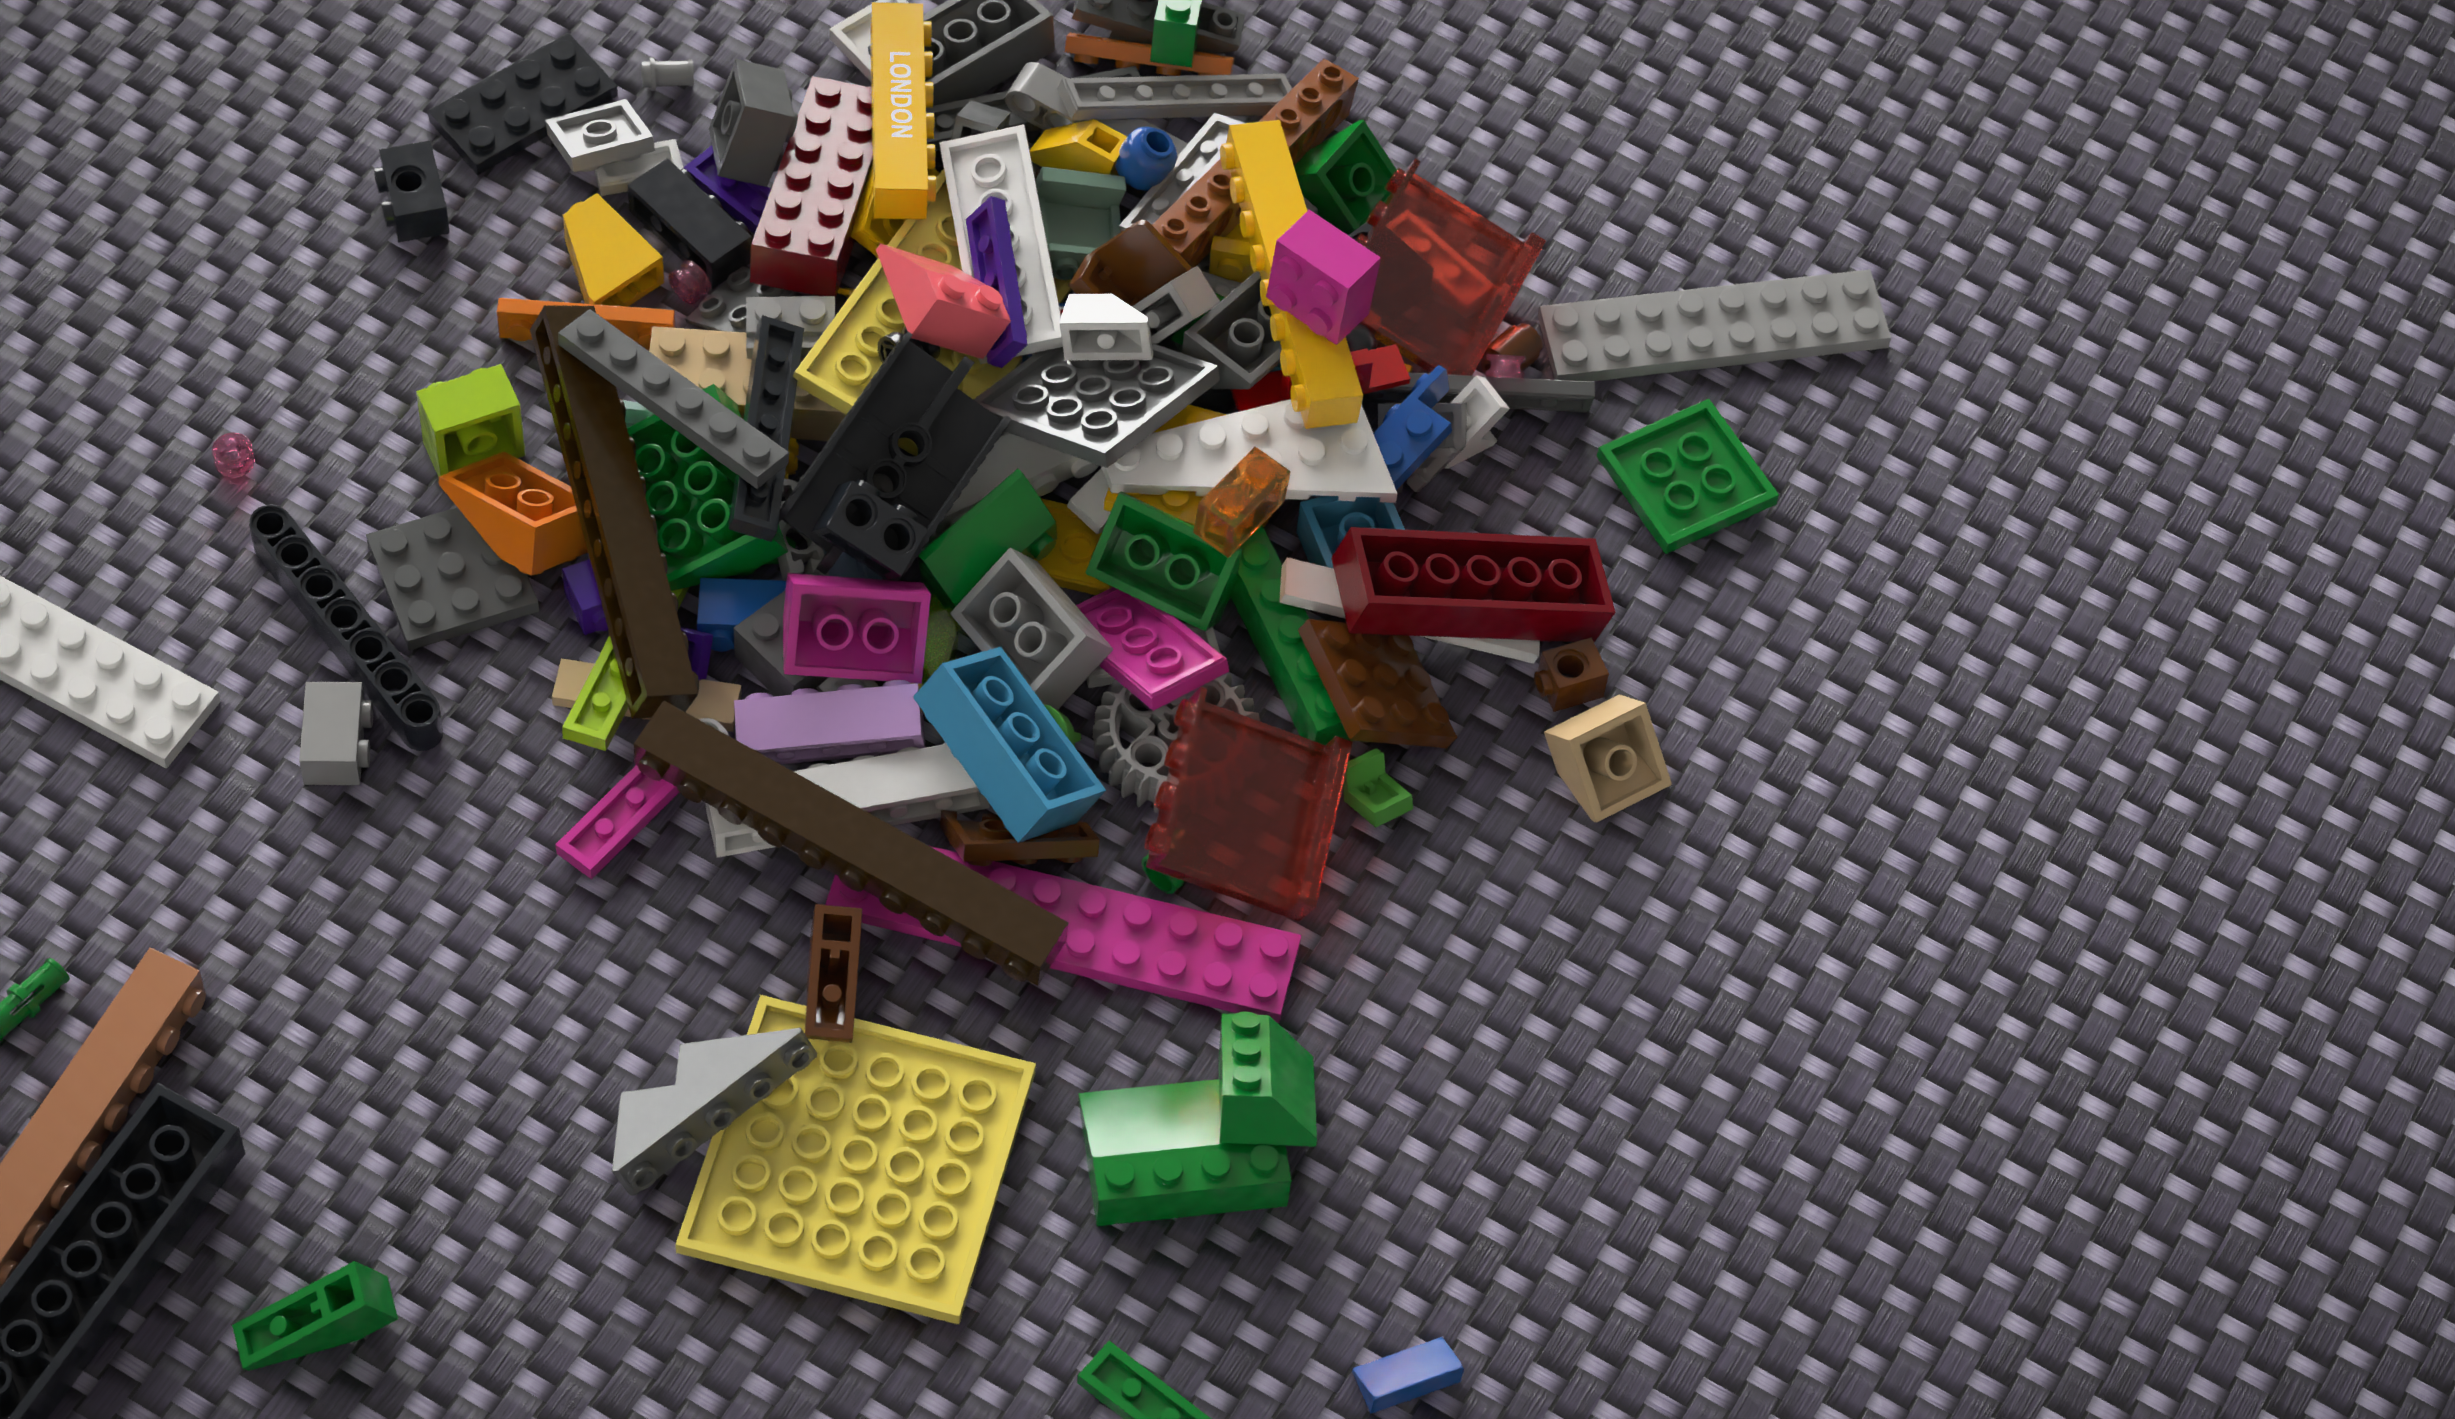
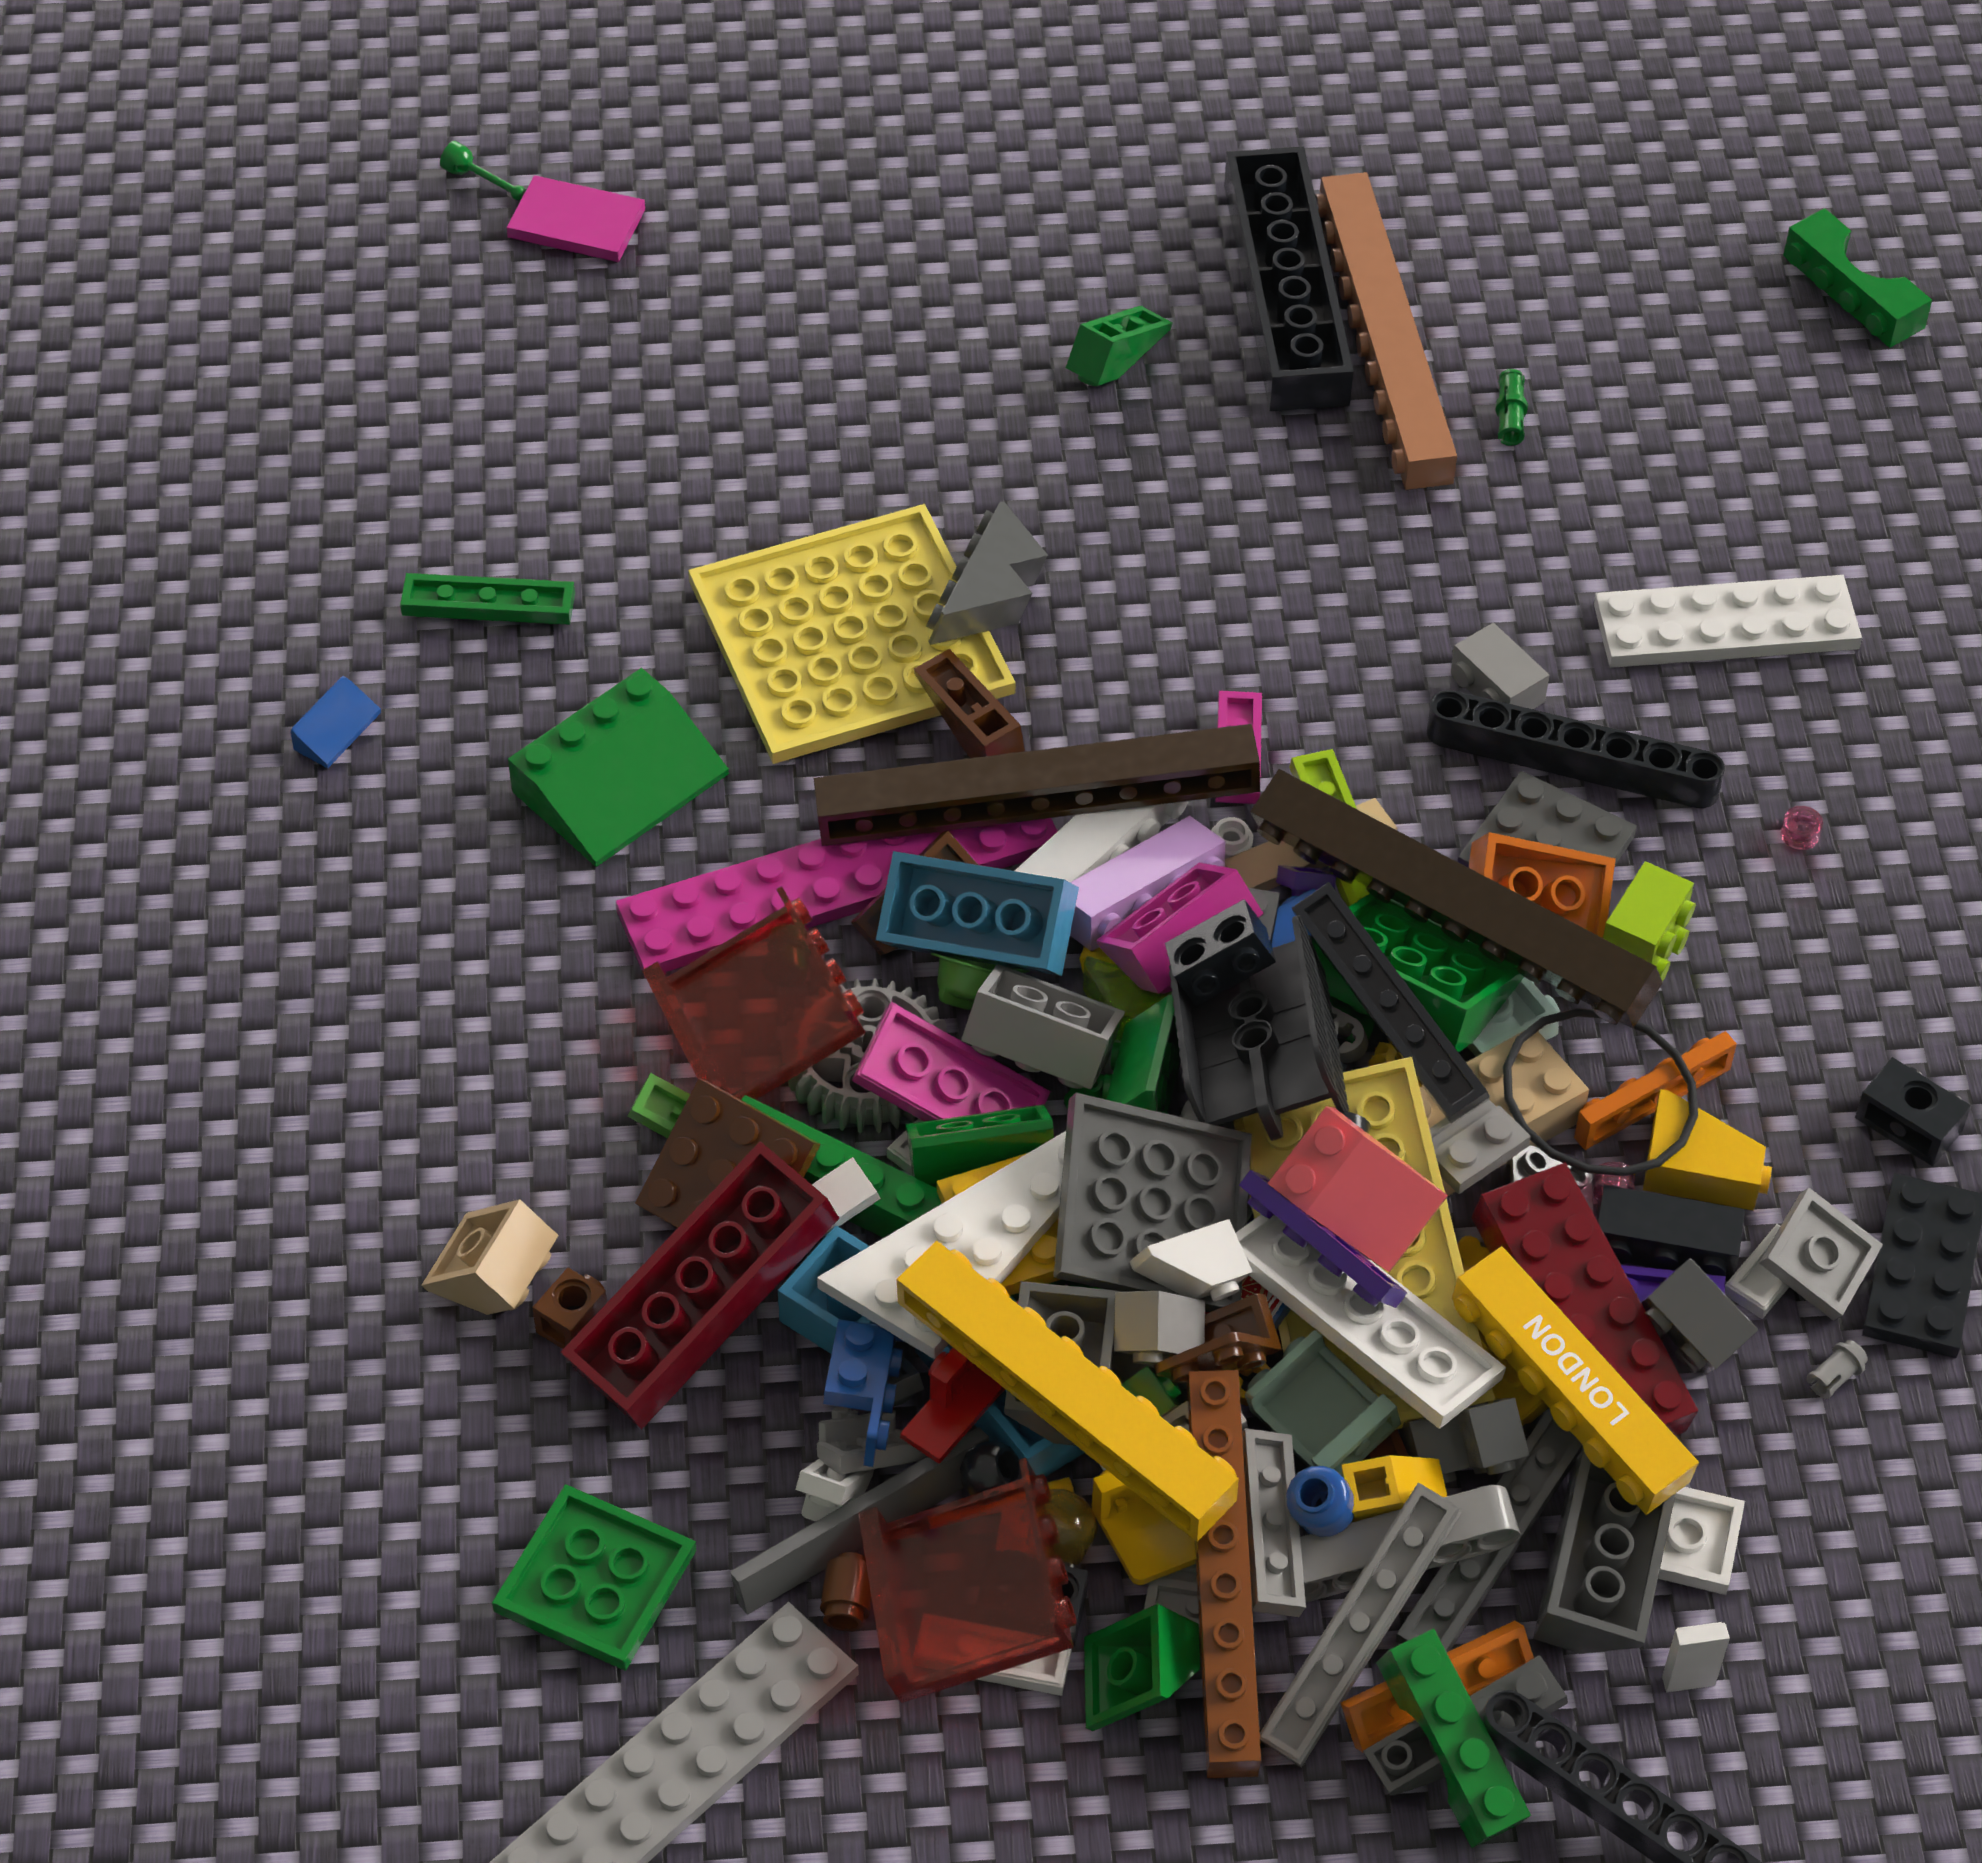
camera: 150 degrees right, 5 degrees down
(673, 398) = (1475, 949): dark grey plate -> none
(738, 316) = (1598, 1169): none -> black piece
(1241, 502) = (934, 1151): clear orange brick -> none
(1264, 1084) = (578, 814): green slope -> none
(1322, 277) = (1005, 1315): dark pink brick -> none
(1505, 366) = (845, 1534): clear pink bush -> none

